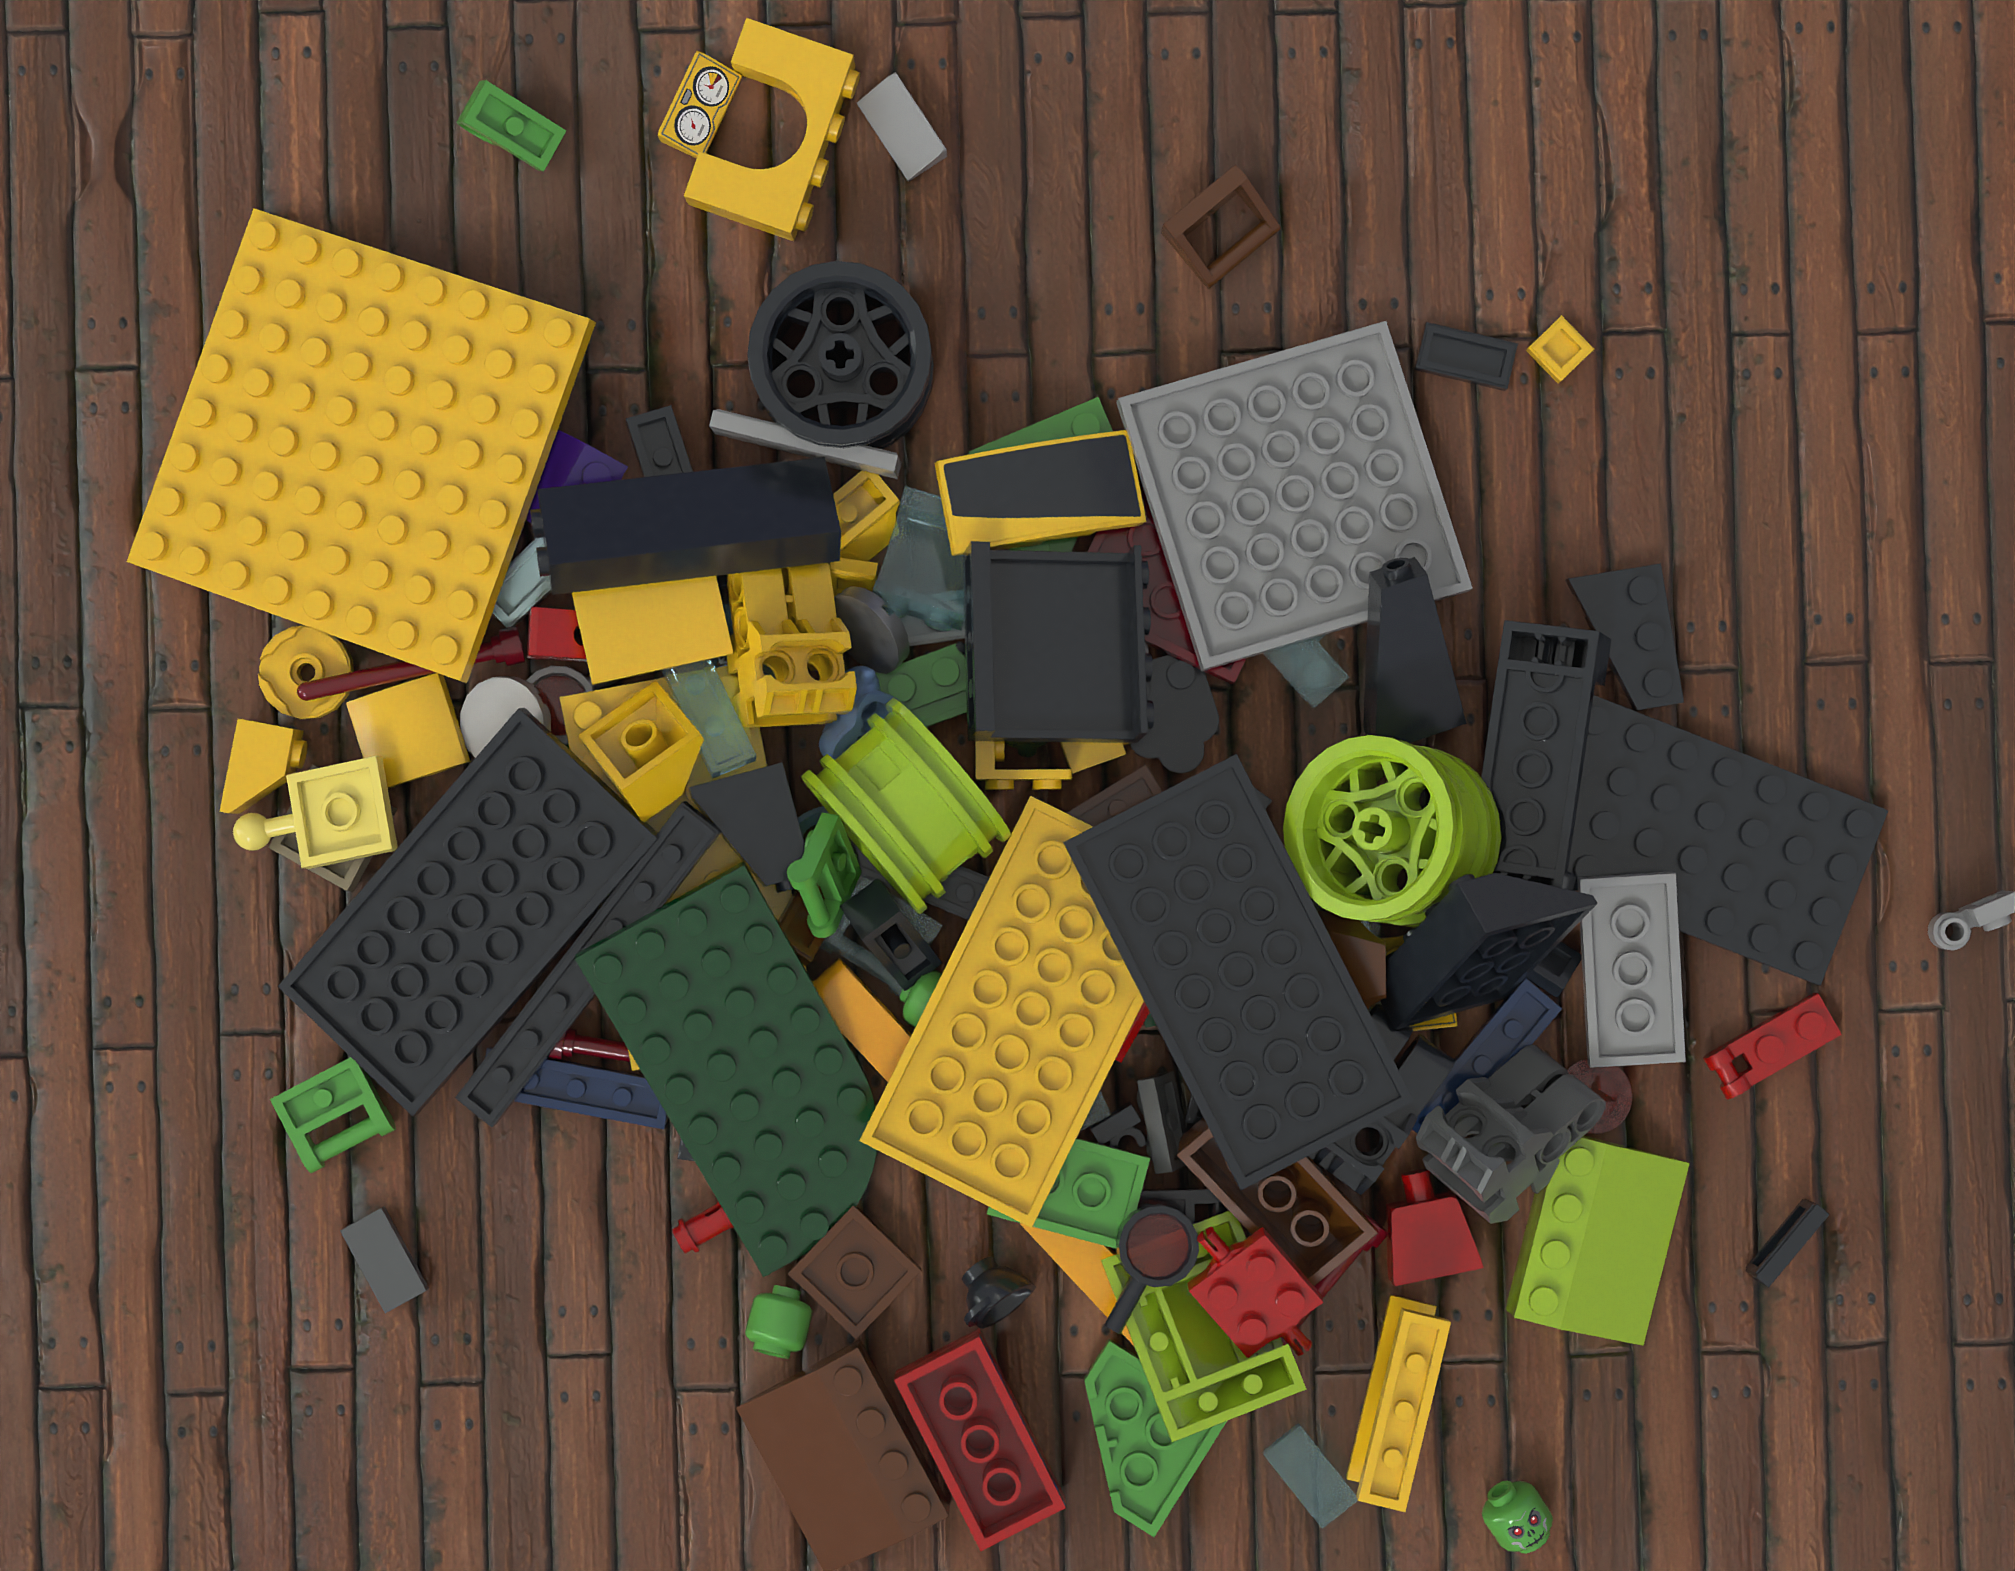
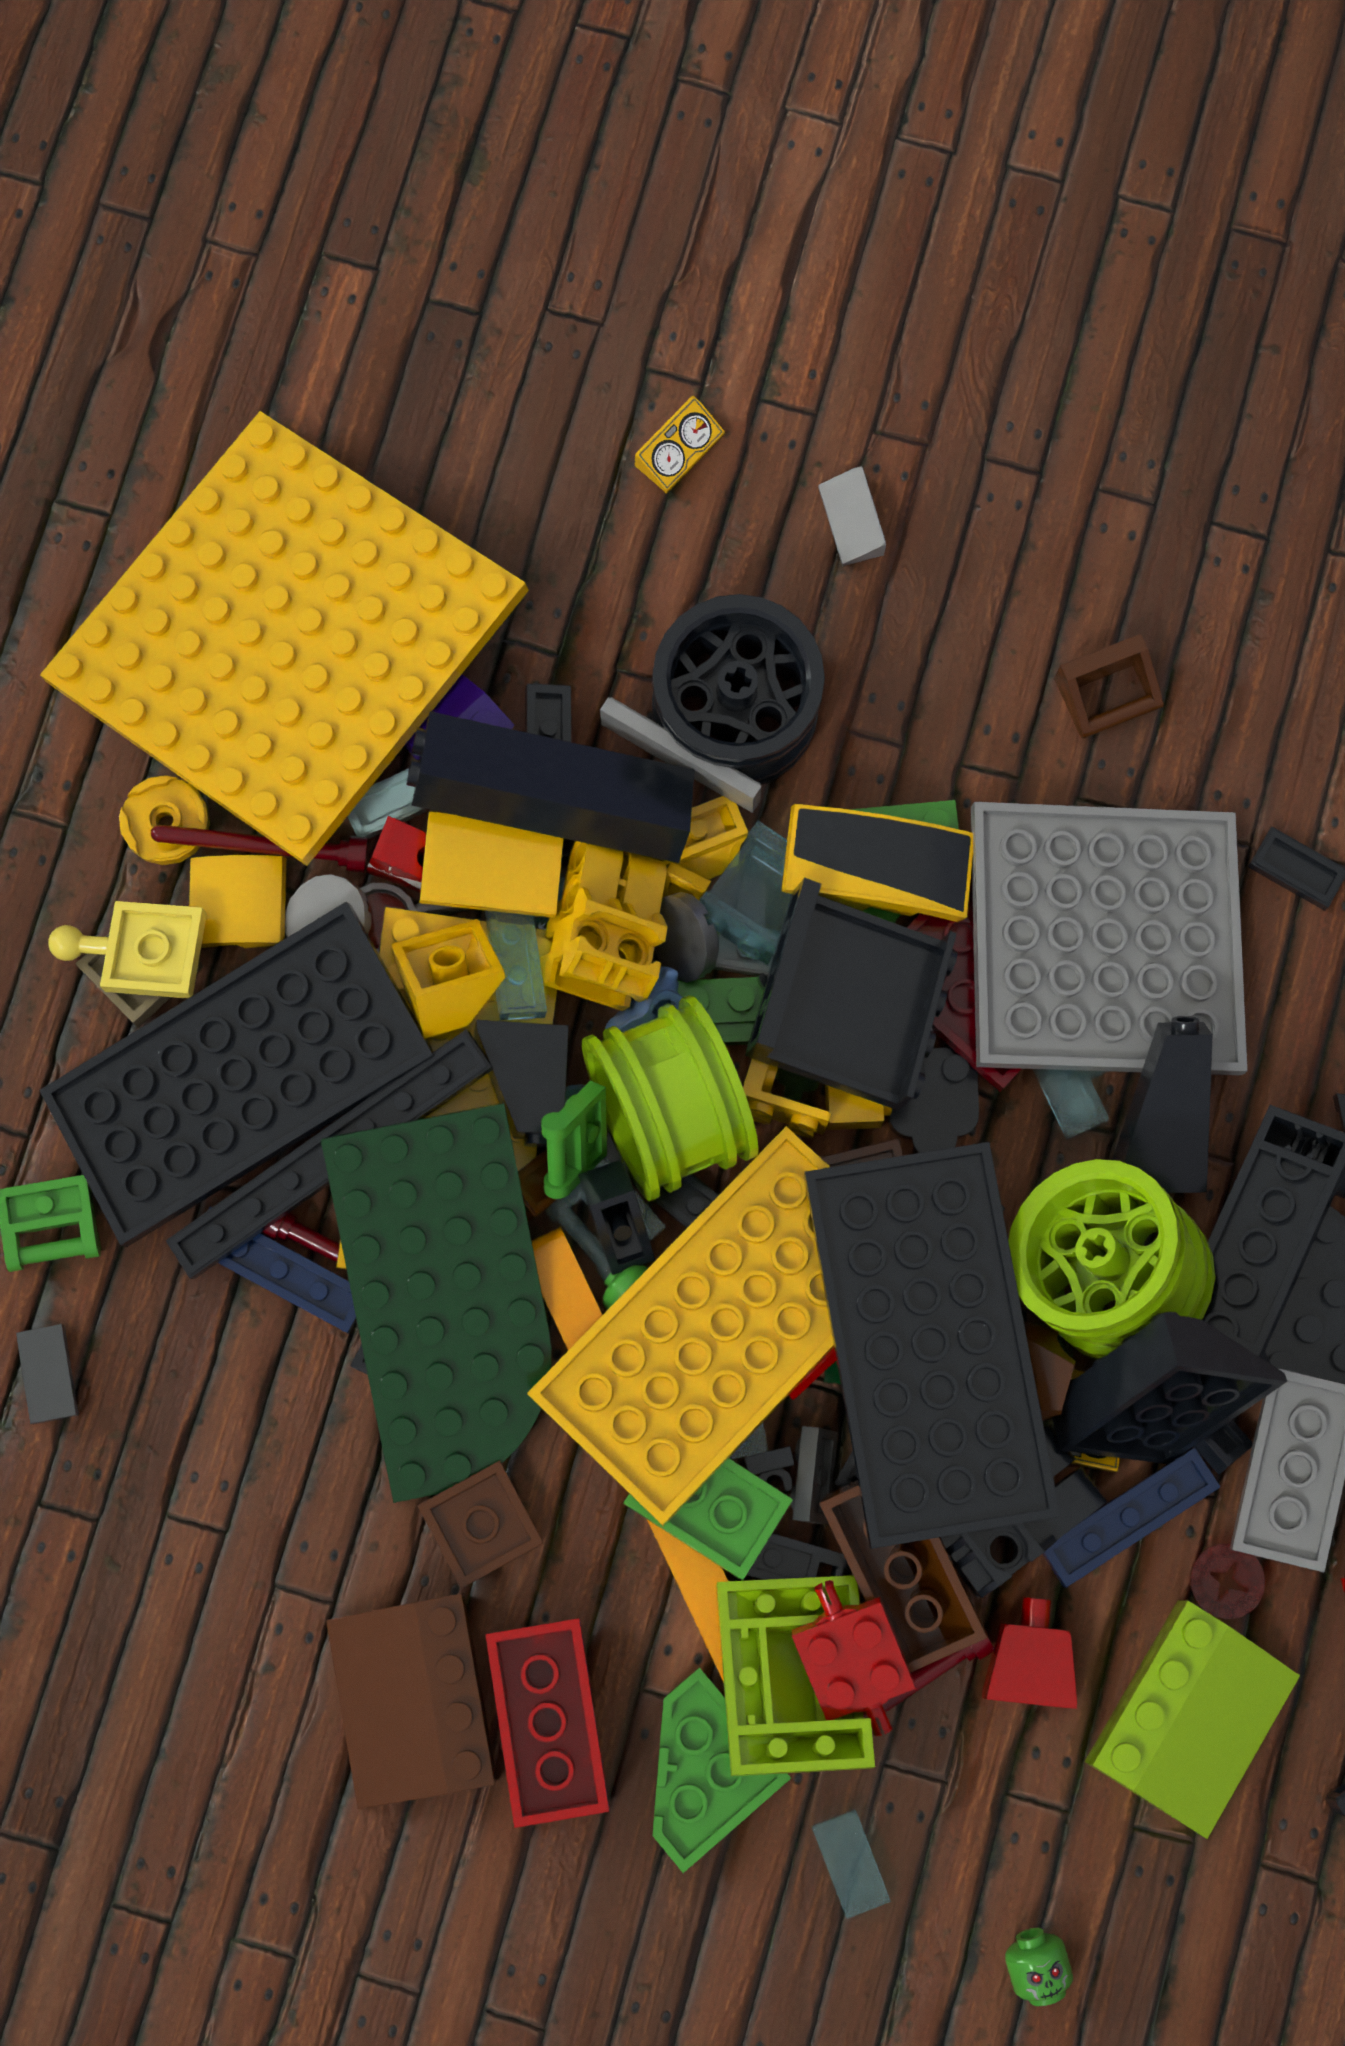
camera: 15 degrees right, 10 degrees down
(259, 762) = (94, 885): yellow slope -> none
(510, 125) = (504, 402): bright green plate -> none
(701, 1228) = (351, 1438): red pin -> none
(778, 1322) = (393, 1549): bright green head -> none
(779, 196) = (723, 540): yellow arch -> none
(993, 1292) = (605, 1586): black piece -> none
(1156, 1250) = (771, 1586): piece -> none
(1397, 1402) = (958, 1811): yellow fence -> none
(1517, 1115) = (1137, 1584): dark grey connector -> none

